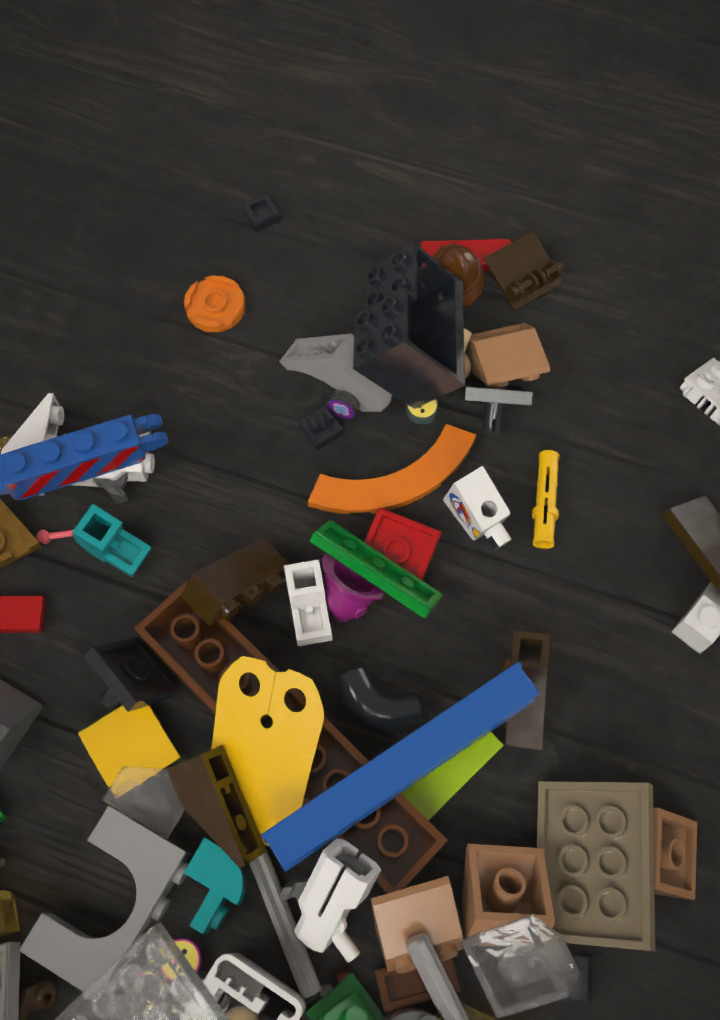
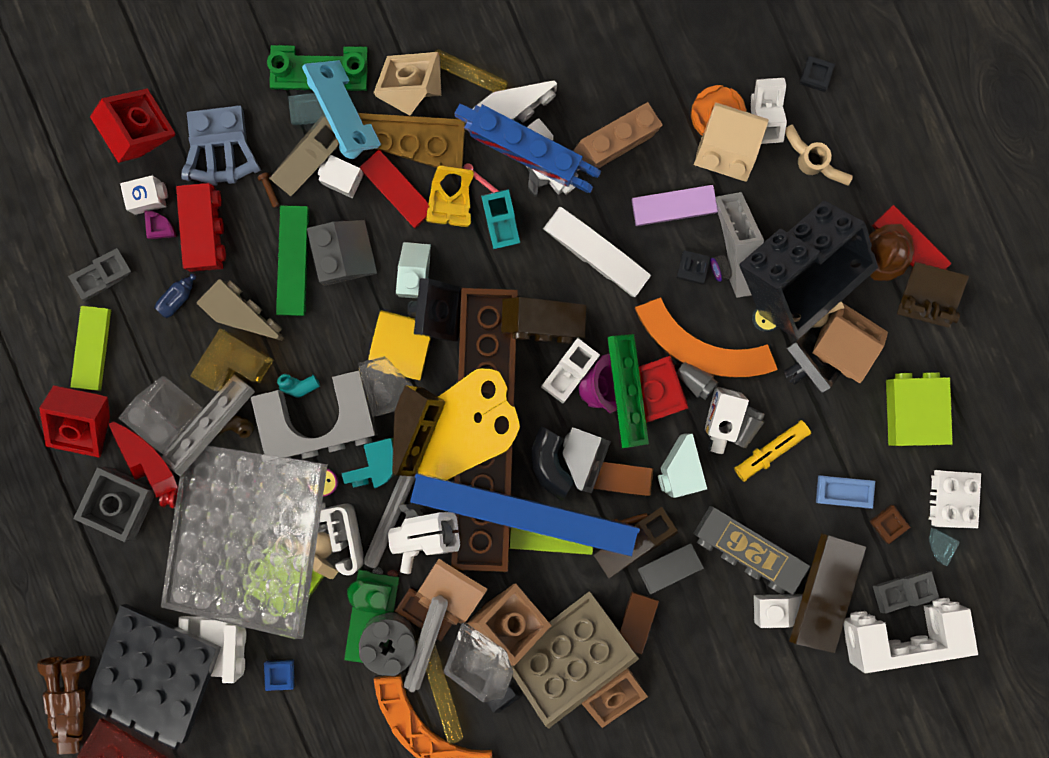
camera: 50 degrees right, 20 degrees up
(61, 577) = (454, 208): none -> yellow piece
(61, 894) = (296, 387): none -> teal arm
(69, 663) = (412, 266): none -> light aqua slope
(150, 380) = (619, 136): none -> medium nougat brick
(226, 489) = (596, 251): none -> white slope
(246, 304) = (731, 142): none -> tan slope
(251, 266) = (768, 103): none -> white brick
(253, 398) = (674, 205): none -> lavender tile
(325, 263) = (819, 149): none -> tan piece
(400, 662) = (584, 457): none -> slope
(423, 506) = (697, 380): none -> dark grey cone
(453, 650) = (625, 479): none -> dark orange slope
(493, 581) = (682, 469): none -> light aqua slope
(509, 495) = (750, 426): none -> dark grey cone
(581, 682) = (670, 568): none -> dark grey slope
(606, 756) = (638, 620): none -> reddish brown tile
(615, 356) = (919, 410): none -> lime brick
(625, 593) = (751, 550): none -> dark grey brick
(637, 472) = (845, 491): none -> medium blue tile
(700, 461) = (890, 524): none -> reddish brown tile

